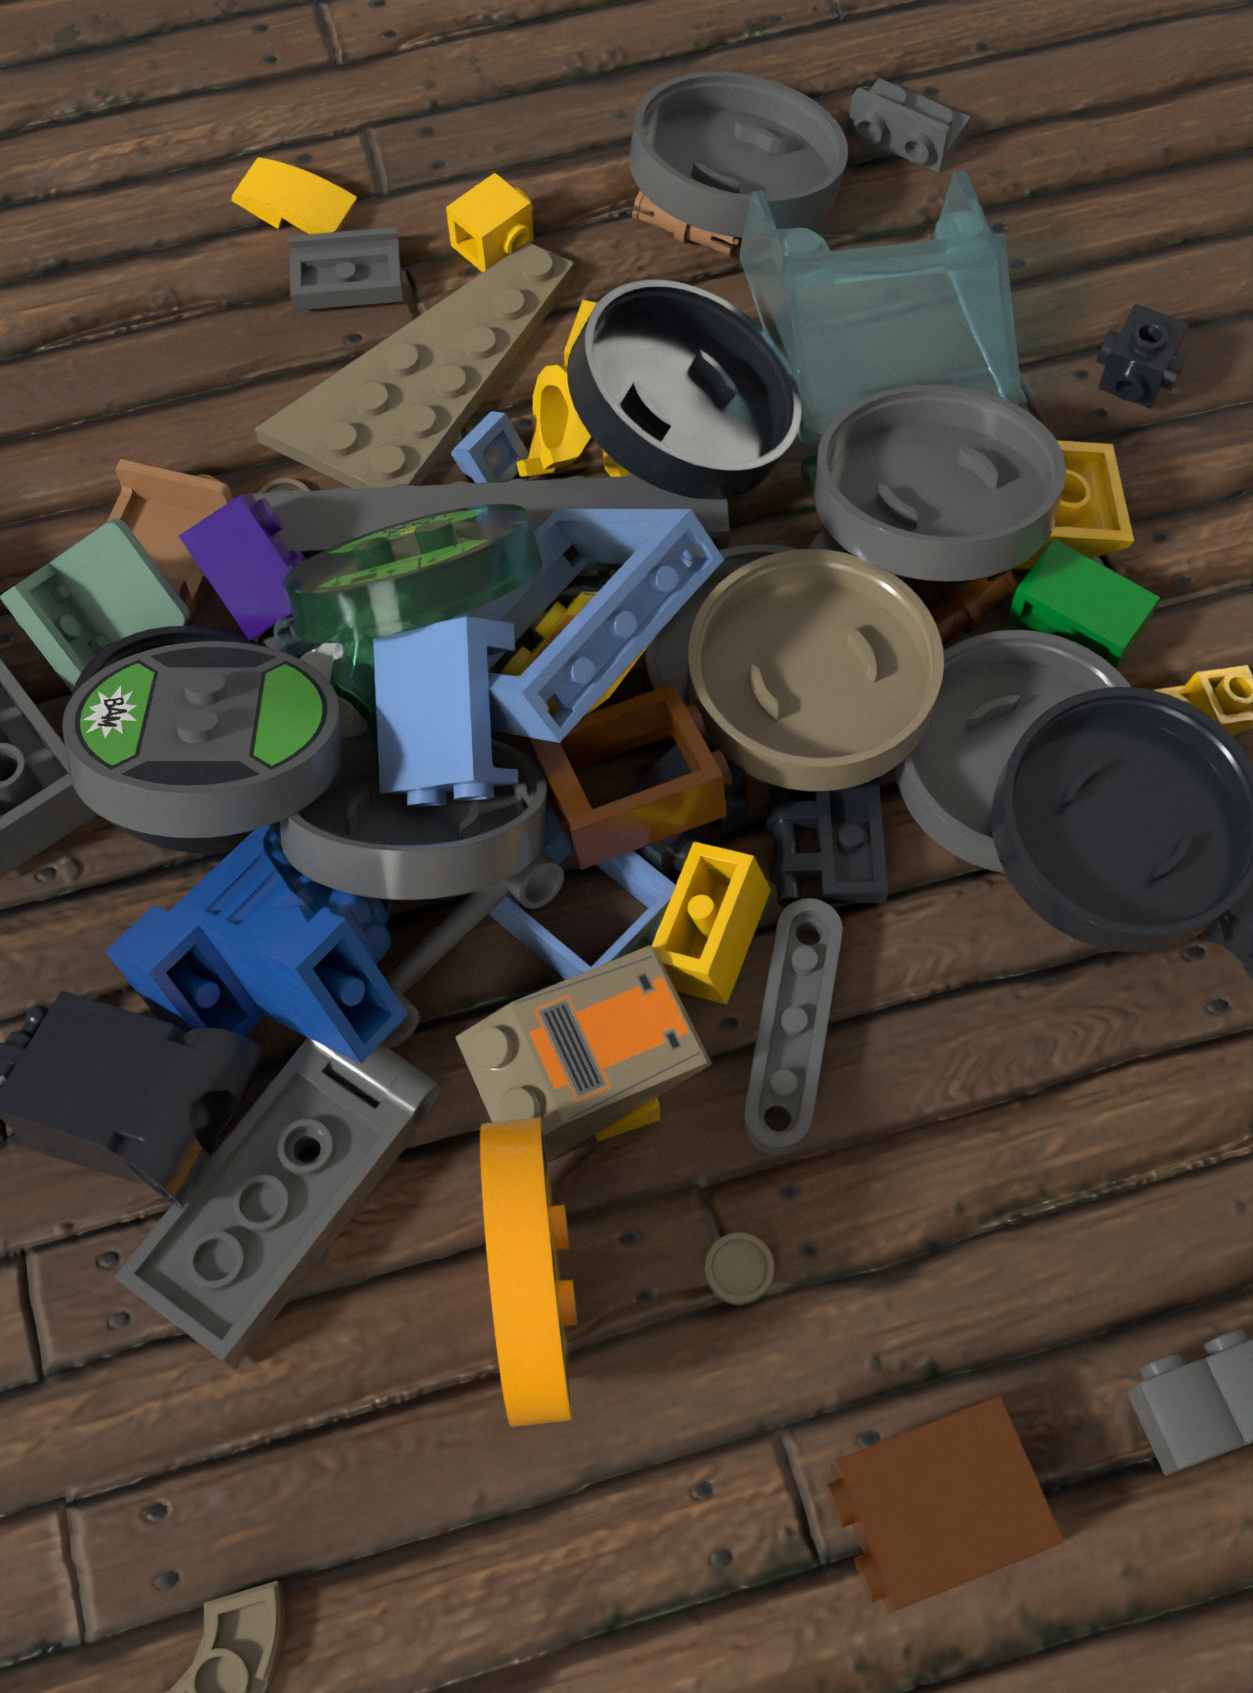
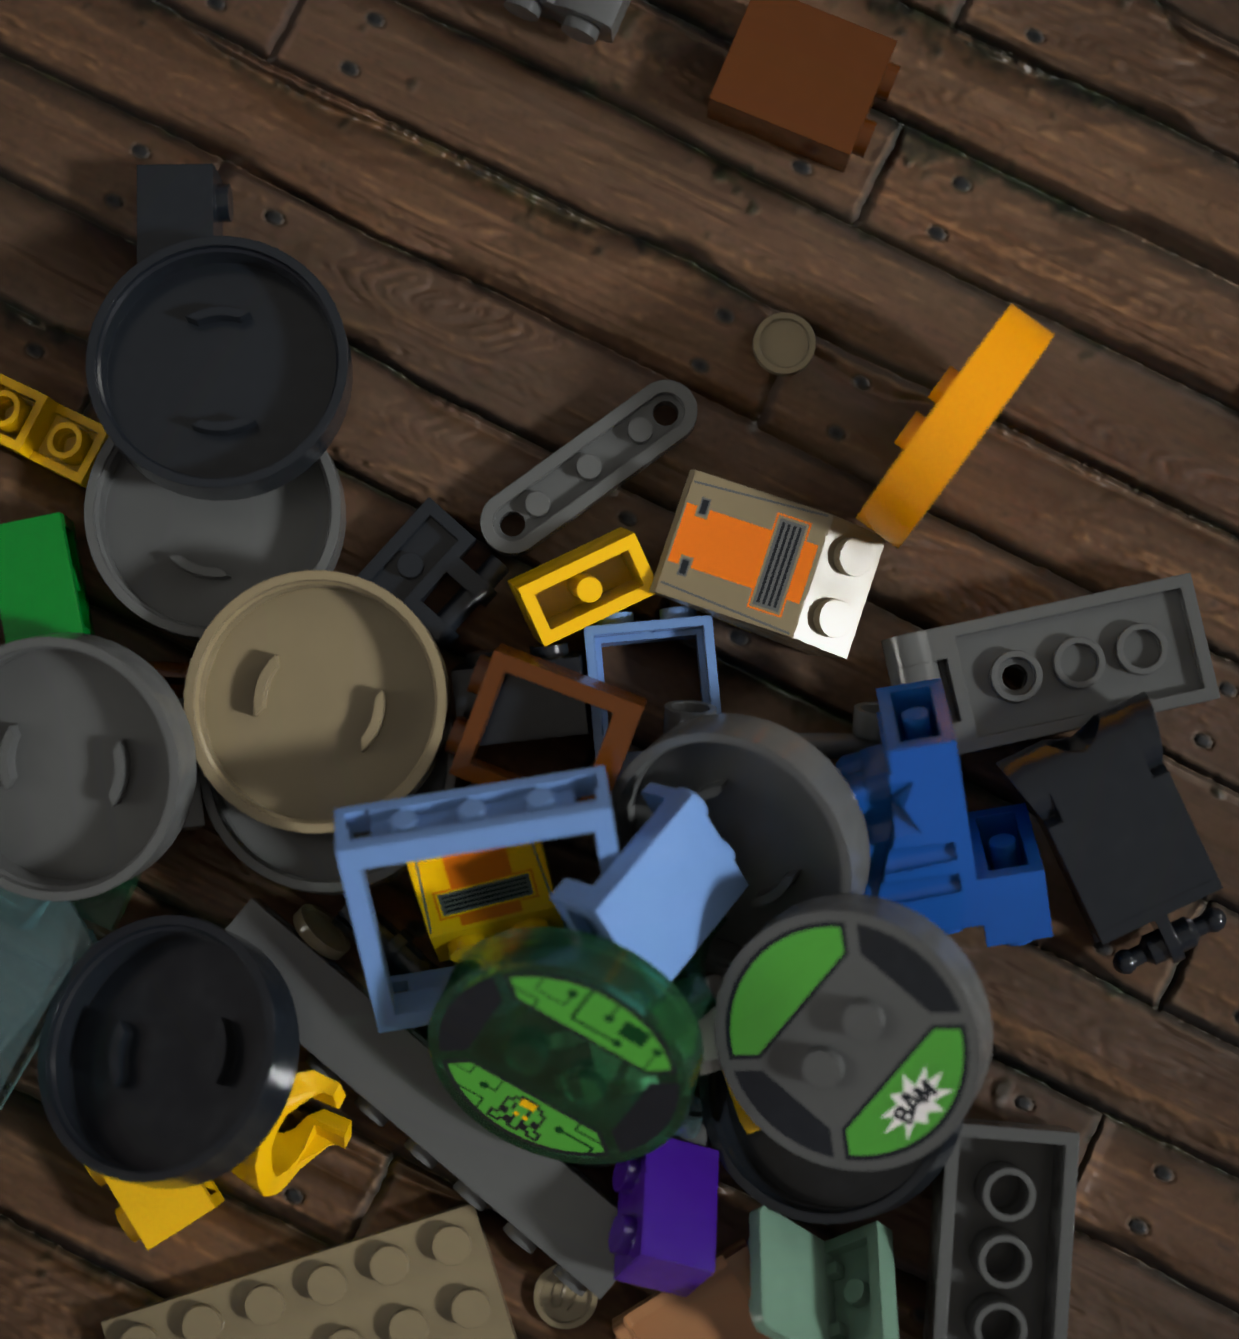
camera: 140 degrees left, 20 degrees up
(491, 450) = (359, 1174): medium blue tile -> none

